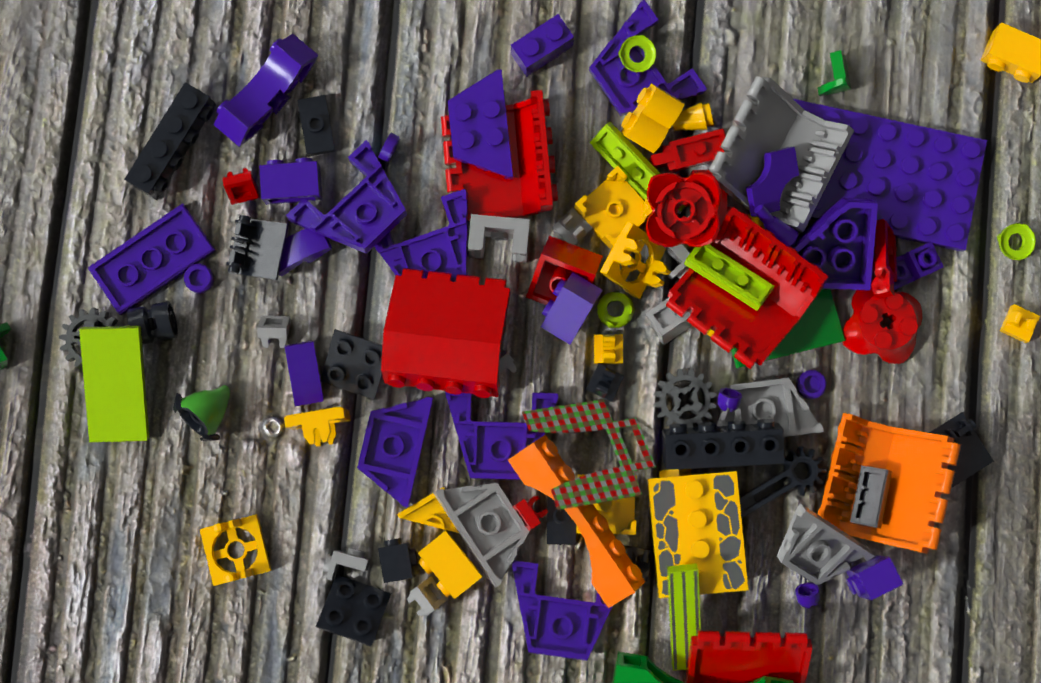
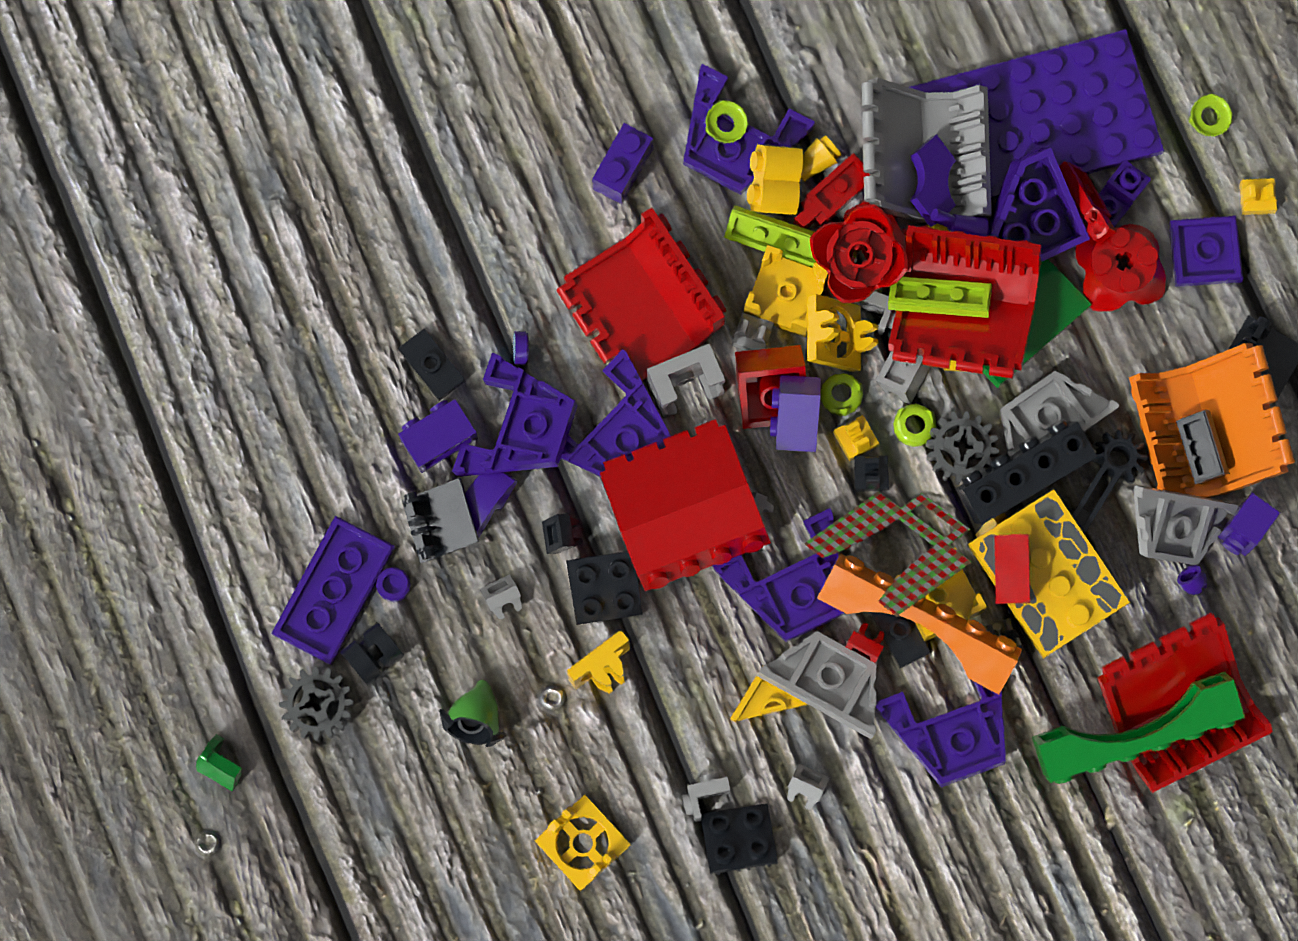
camera: 25 degrees left, 5 degrees down
(114, 383) = (367, 735): lime tile -> none
(170, 141) = (290, 458): black brick -> none
(240, 187) = (388, 467): red tile -> none
(267, 90) = (363, 354): dark purple brick -> none
(303, 373) = (557, 624): dark purple slope -> none
(342, 304) = (559, 534): none -> black tile
(395, 446) = (691, 650): dark purple wing -> none
(397, 560) = (756, 764): black brick -> none
(449, 565) = (812, 740): yellow brick -> none
(481, 126) = (605, 278): dark purple wing -> none
(645, 362) = (907, 437): none -> lime piece
(670, 518) = (1012, 569): none -> red slope
(683, 611) = (1076, 659): lime tile -> none
(729, 399) = (1007, 422): dark purple hinge -> none
(811, 384) = (1081, 366): dark purple tile -> none
(841, 76) = (944, 39): green tile -> none
(956, 345) = (1205, 251): none -> dark purple tile

